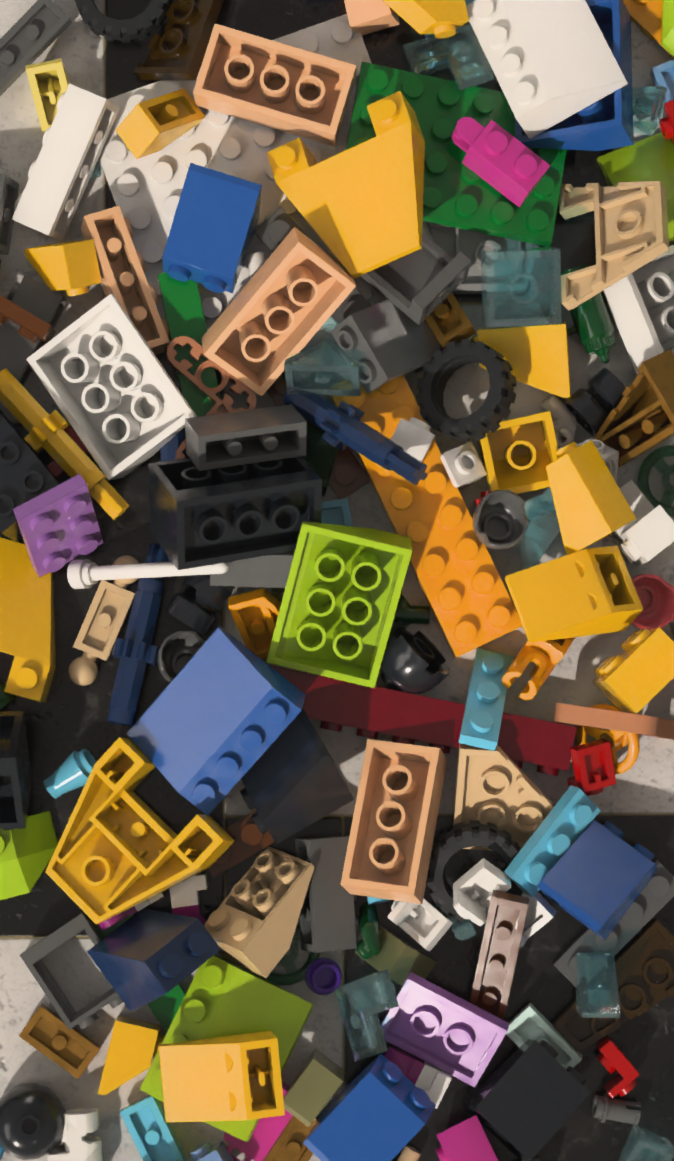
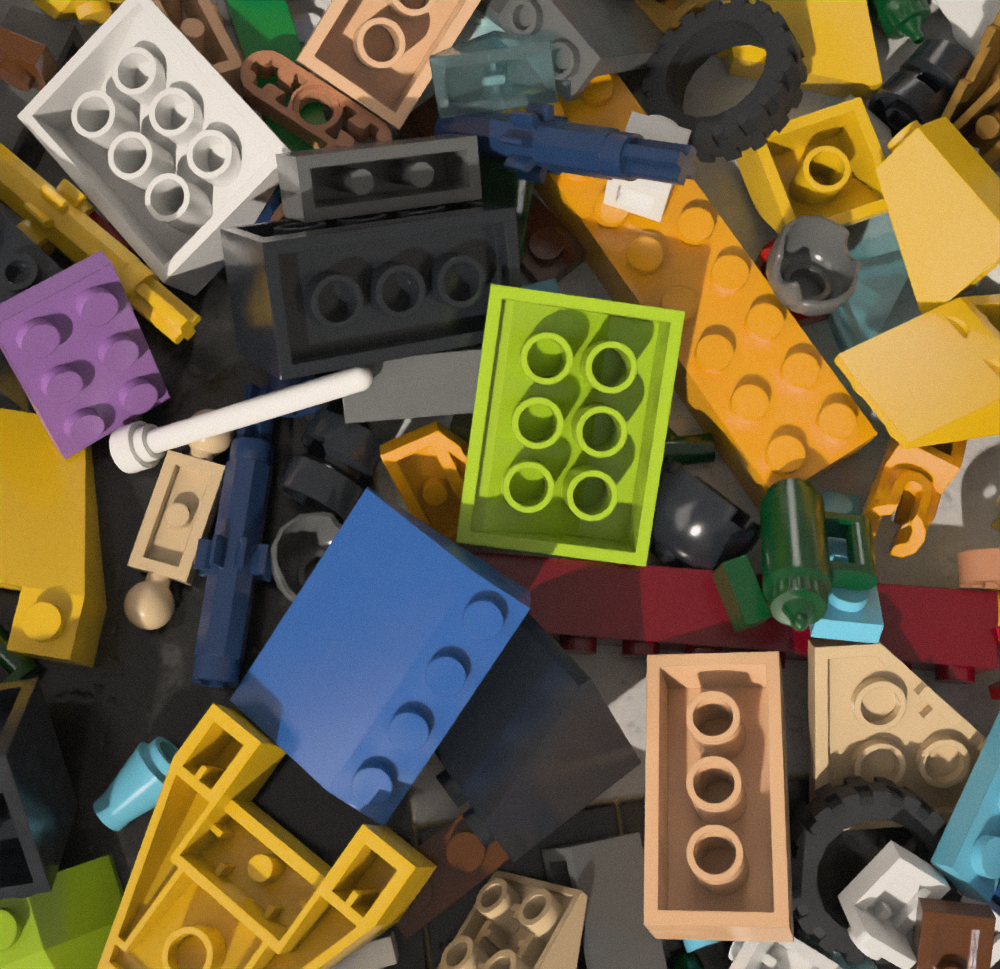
camera: 10 degrees left, 10 degrees down
(424, 712) = (741, 594): none -> dark green tile
(457, 694) = (796, 553): none -> dark green piece
(463, 465) = (736, 200): white bracket -> none

